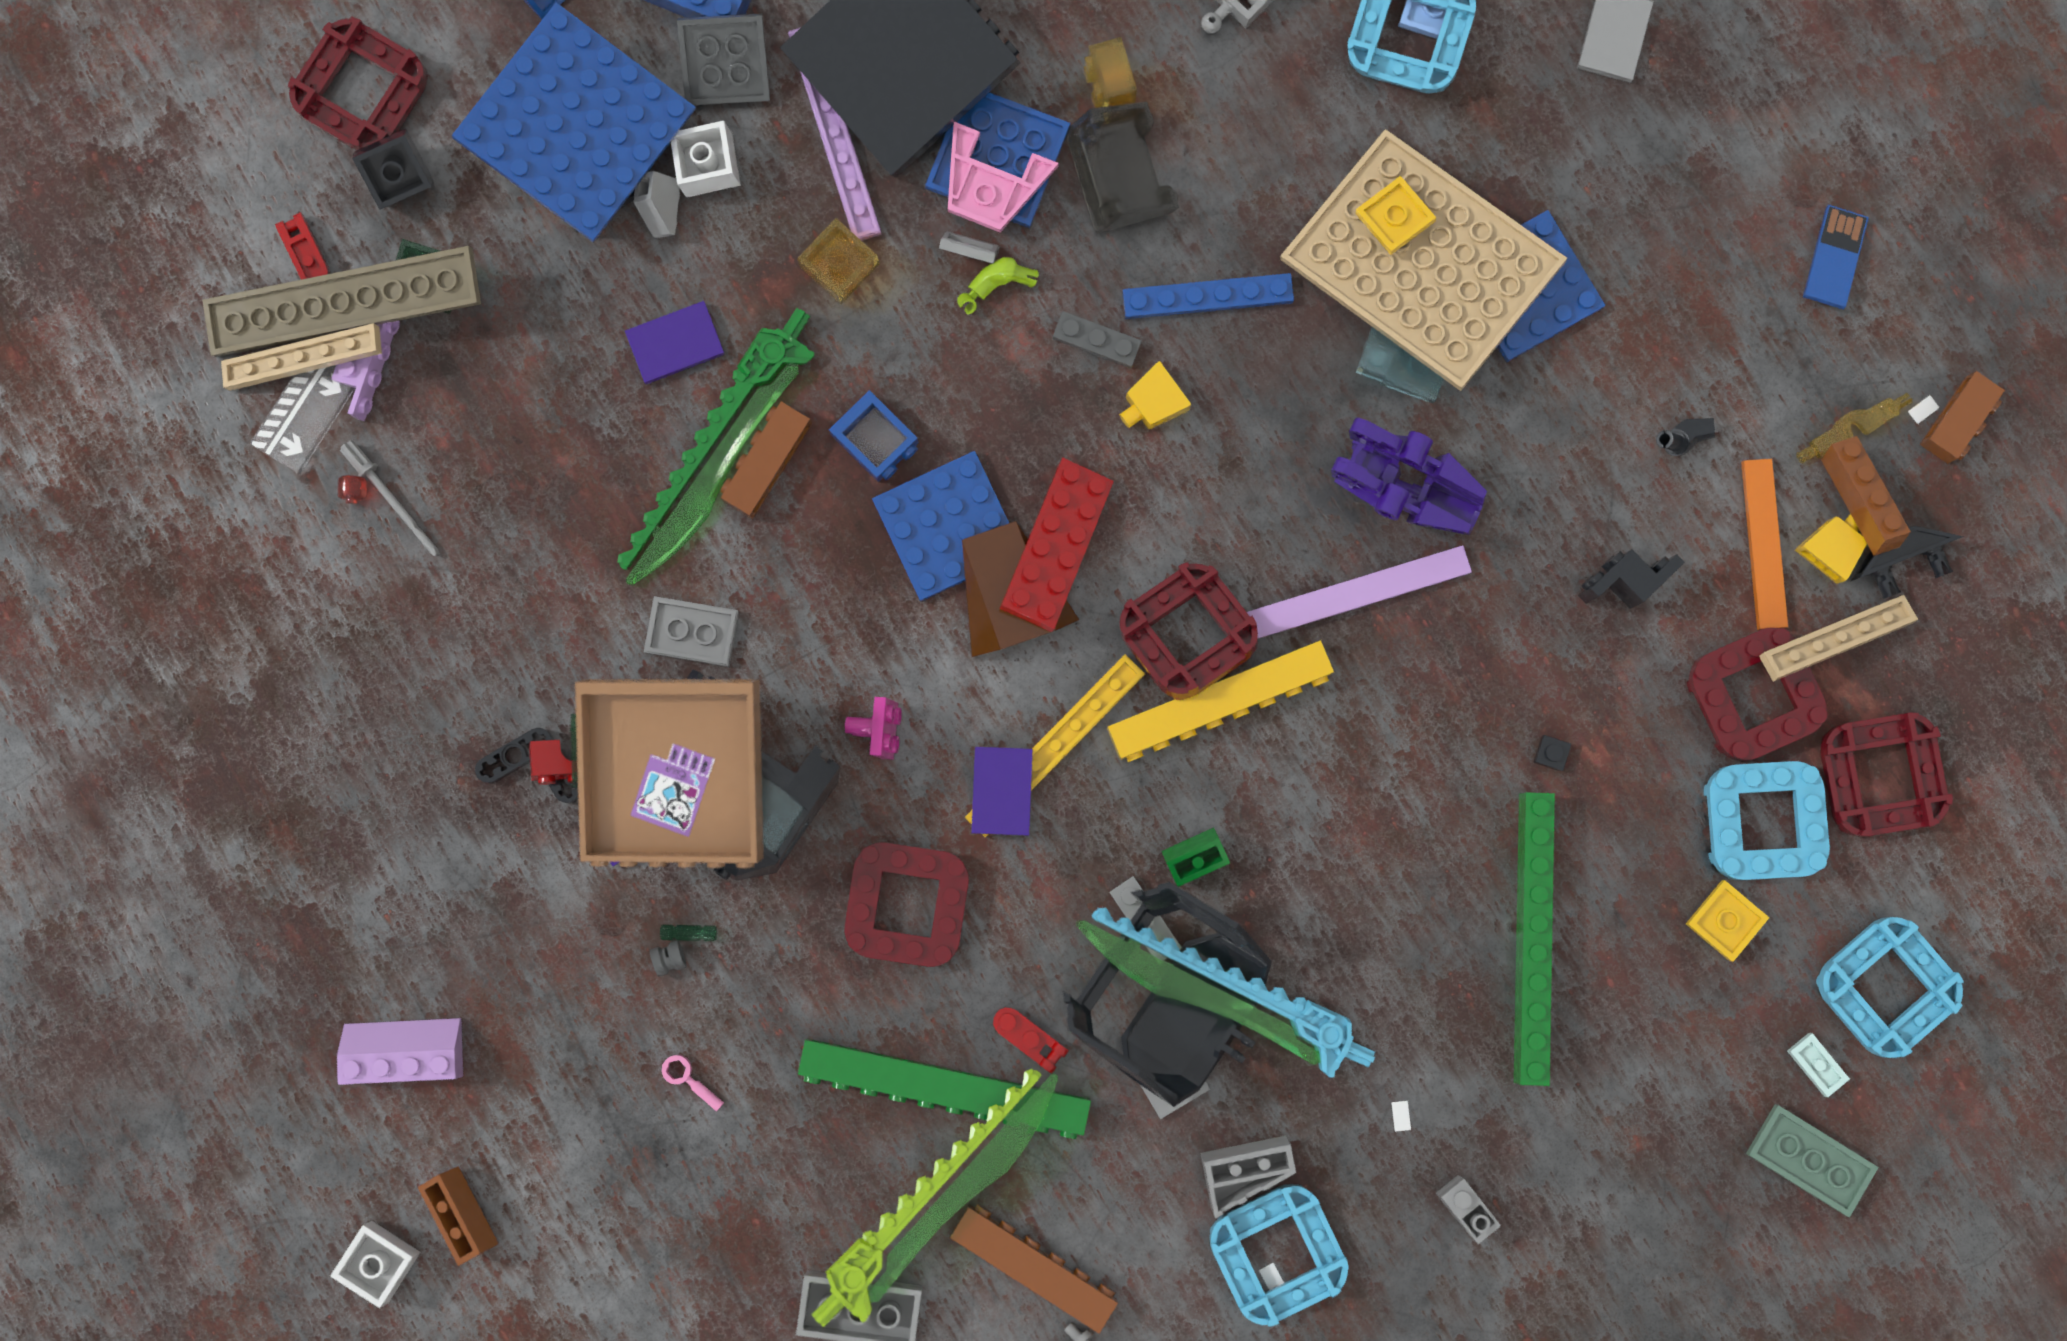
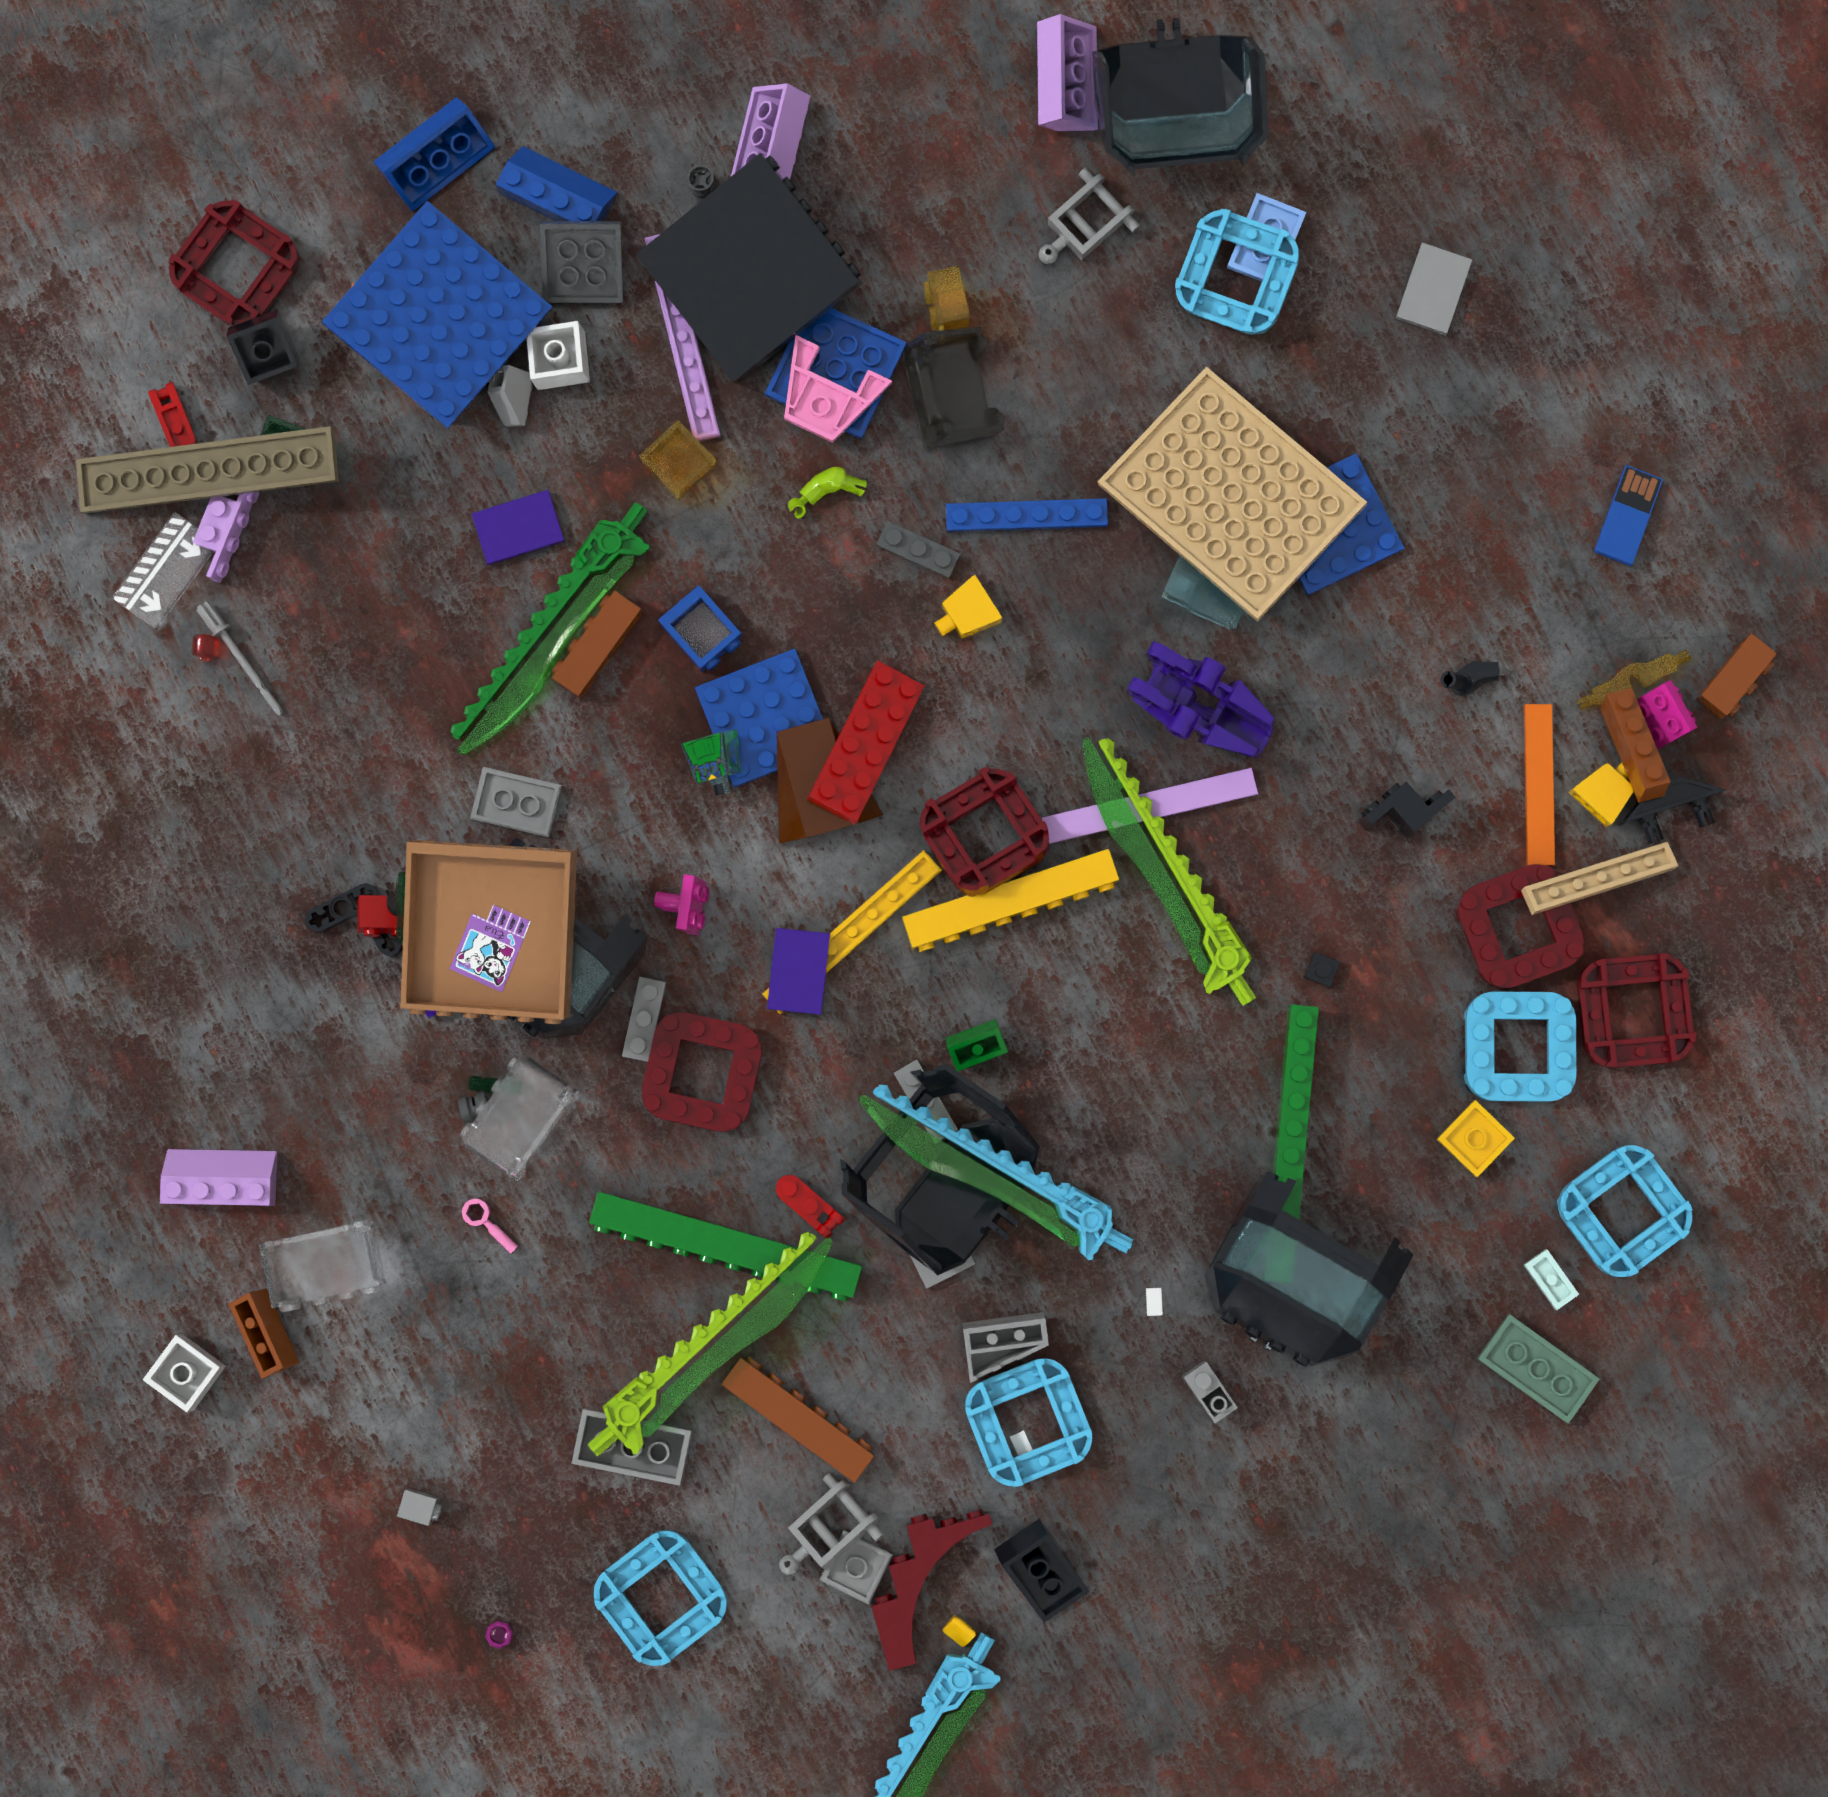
camera: 10 degrees right, 0 degrees up
(301, 357) = (166, 520): tan plate -> none
(516, 1139) = (323, 1266): none -> clear windscreen
(715, 965) = (518, 1116): none -> clear windscreen
(841, 852) = (644, 1019): none -> light grey plate
(898, 572) = (714, 759): none -> torso
(969, 247) = (803, 454): light grey tile -> none
(1395, 215) = (1208, 450): yellow plate -> none
(1443, 729) = (1220, 940): none -> piece
(1554, 1088) = (1297, 1282): none -> black windscreen
(1896, 460) = (1666, 714): none -> dark pink plate
(1923, 409) = (1702, 666): white sticker -> none

